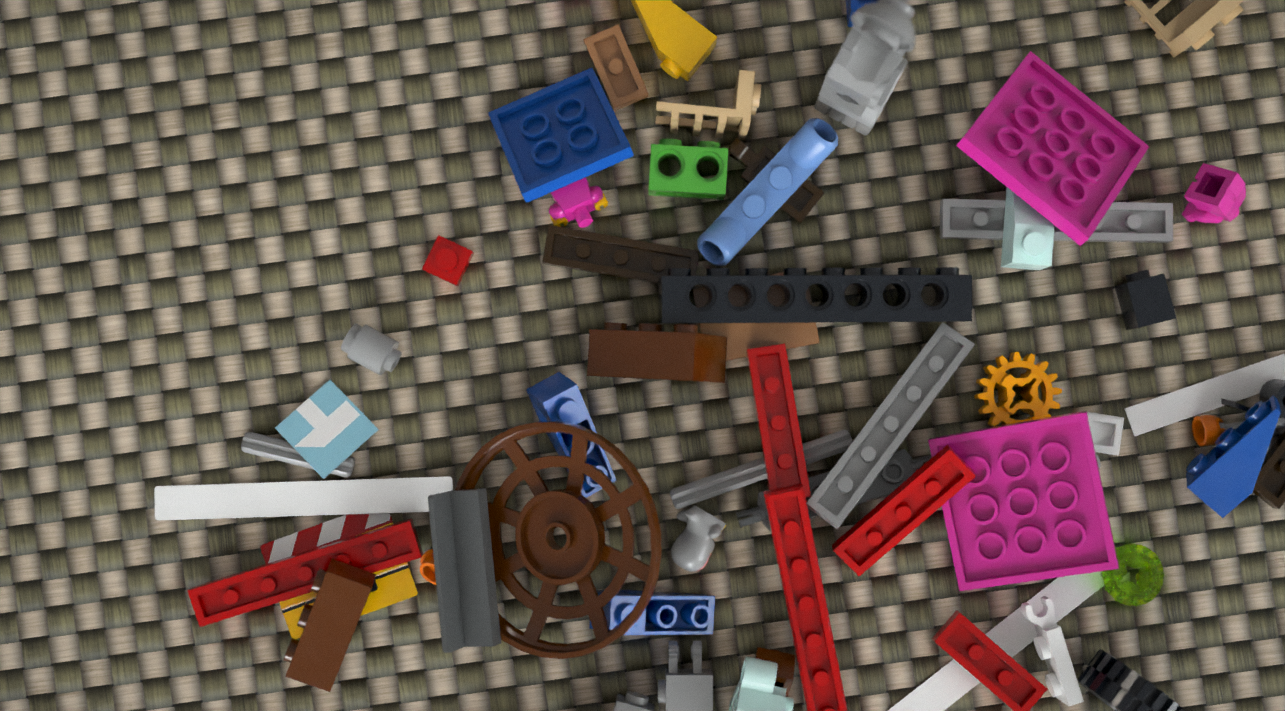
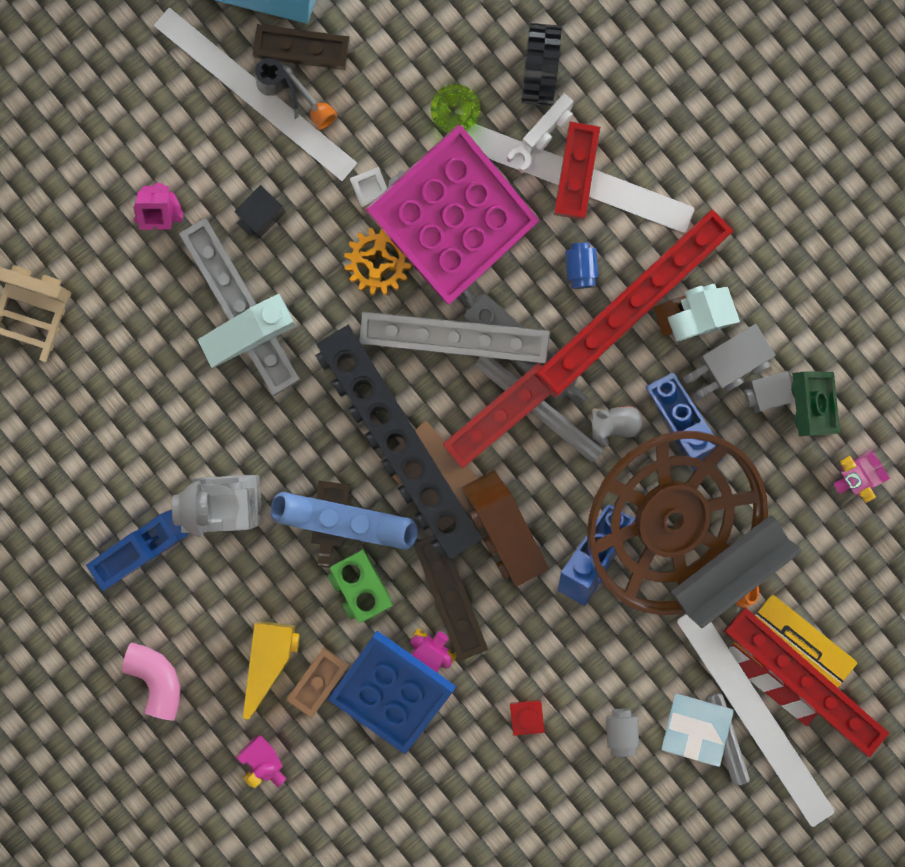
camera: 125 degrees left, 0 degrees up
(328, 624) = (831, 643): reddish brown brick -> none
(732, 120) = (289, 574): tan plate -> none
(884, 606) = (582, 266): none -> blue brick
(903, 510) = (508, 292): red plate -> none
(1054, 148) = (192, 339): dark pink plate -> none
(1232, 467) = (342, 86): blue slope -> none

